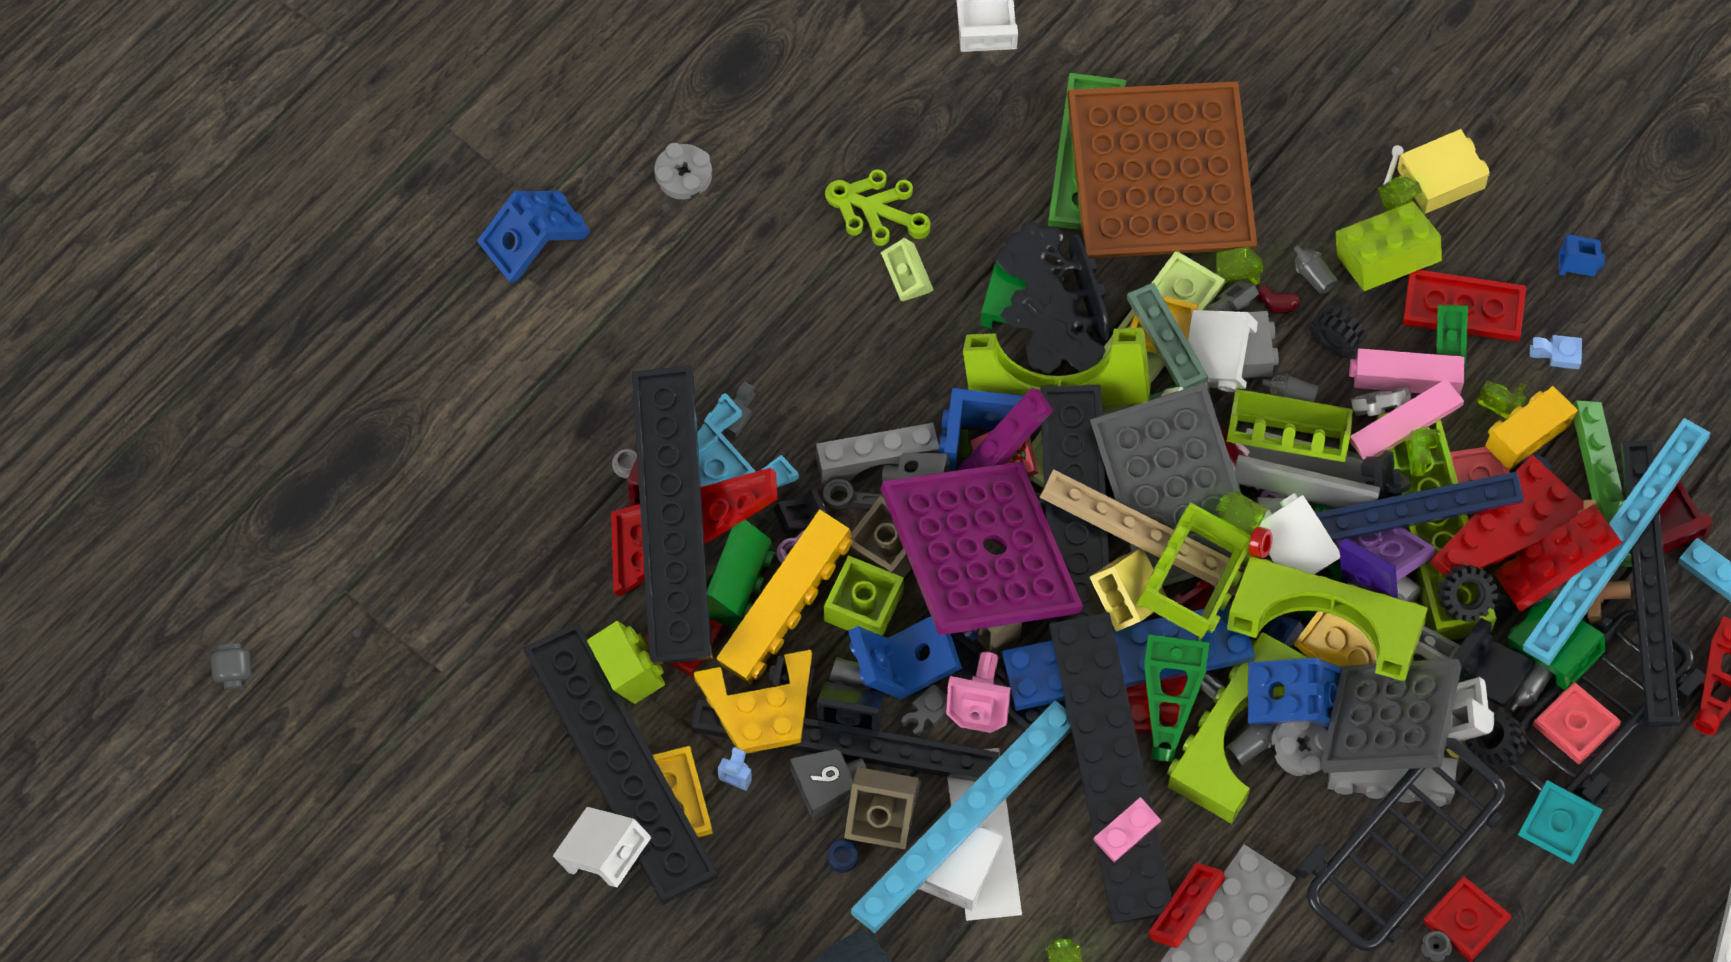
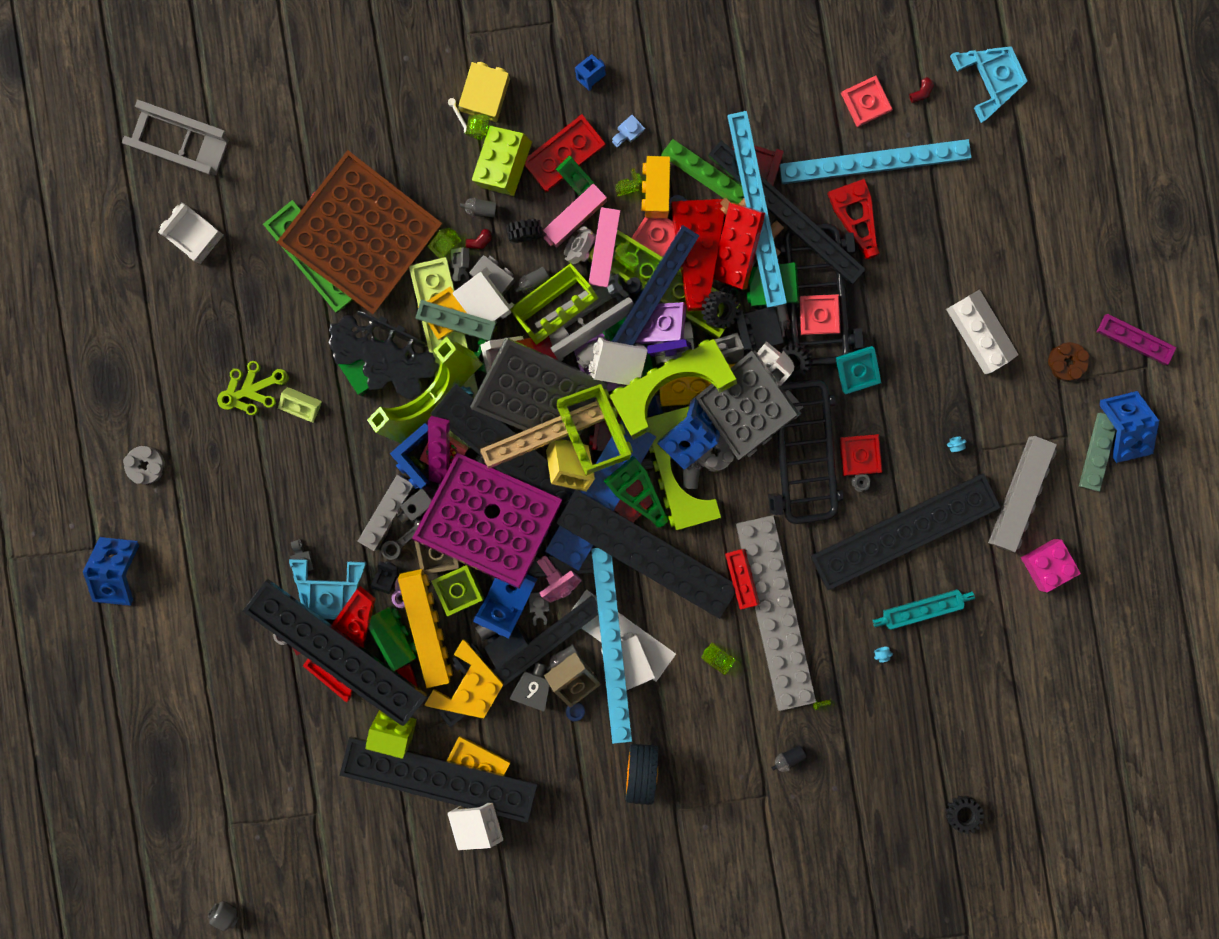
camera: 50 degrees left, 25 degrees up
(735, 770) = (490, 727): light blue plate -> none
(1127, 830) = (686, 577): bright pink plate -> none
(1240, 512) = (584, 379): clear neon green bracket -> none
(1260, 542) = (607, 384): red tile -> none

